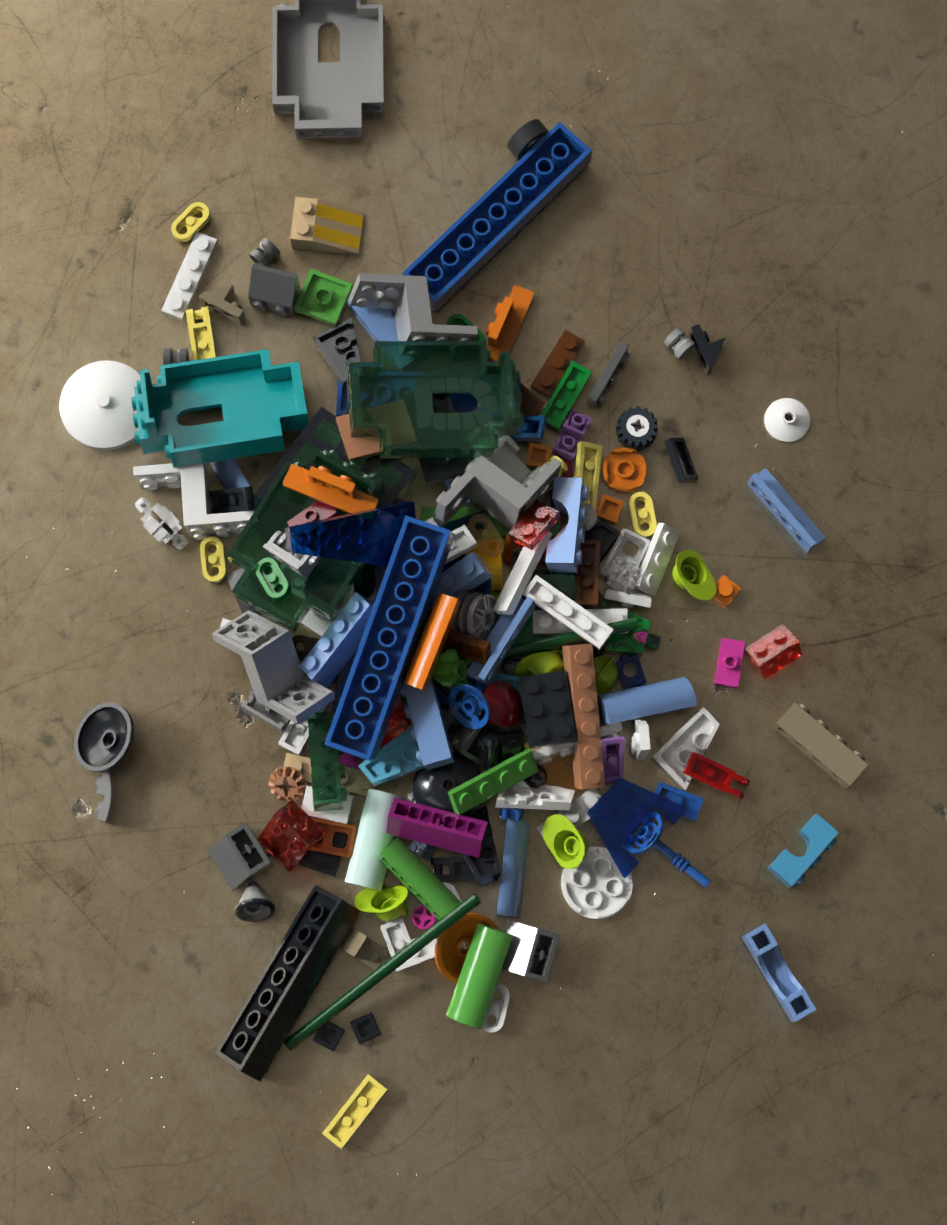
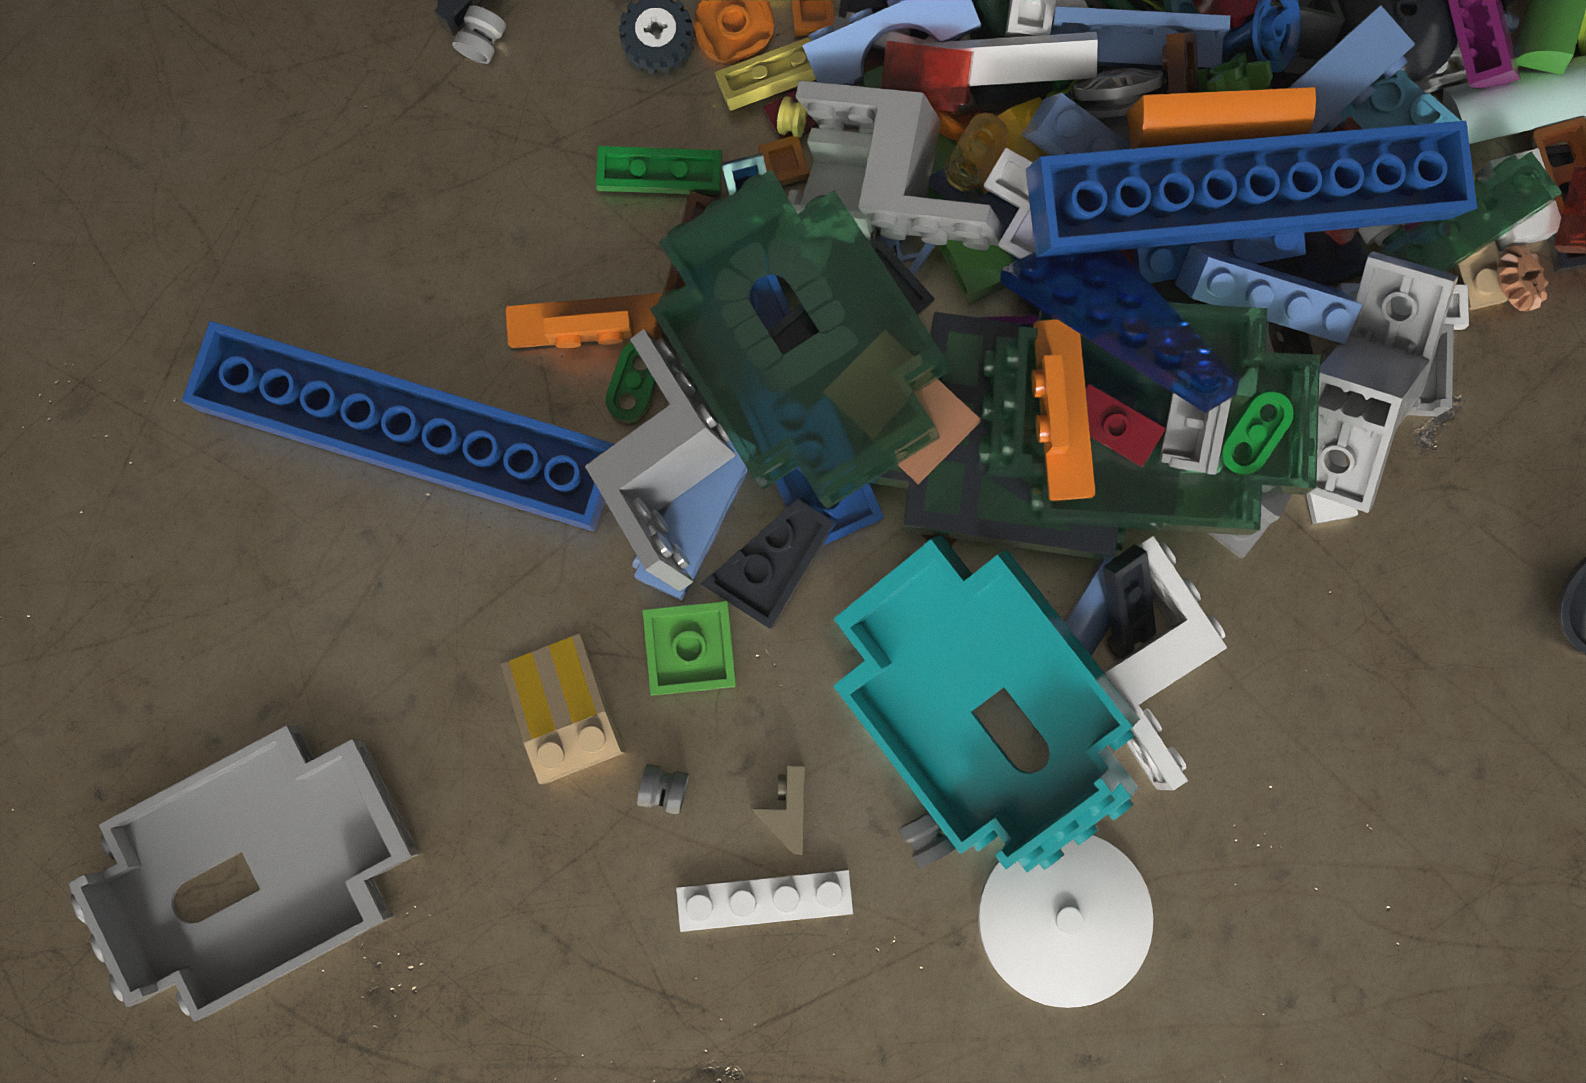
camera: 115 degrees left, 5 degrees up
(166, 518) = (1222, 705): white piece -> none
(189, 222) = (668, 951): light yellow plate -> none
(201, 334) = (863, 818): light yellow plate -> none
(213, 560) = (1229, 589): light yellow plate -> none
(273, 290) = (726, 732): dark grey slope -> none
(526, 138) = (238, 443): black tyre -> none
(557, 363) = (609, 212): reddish brown plate -> none
(571, 434) = (721, 129): medium lavender slope -> none
(609, 375) = (589, 118): dark grey plate -> none

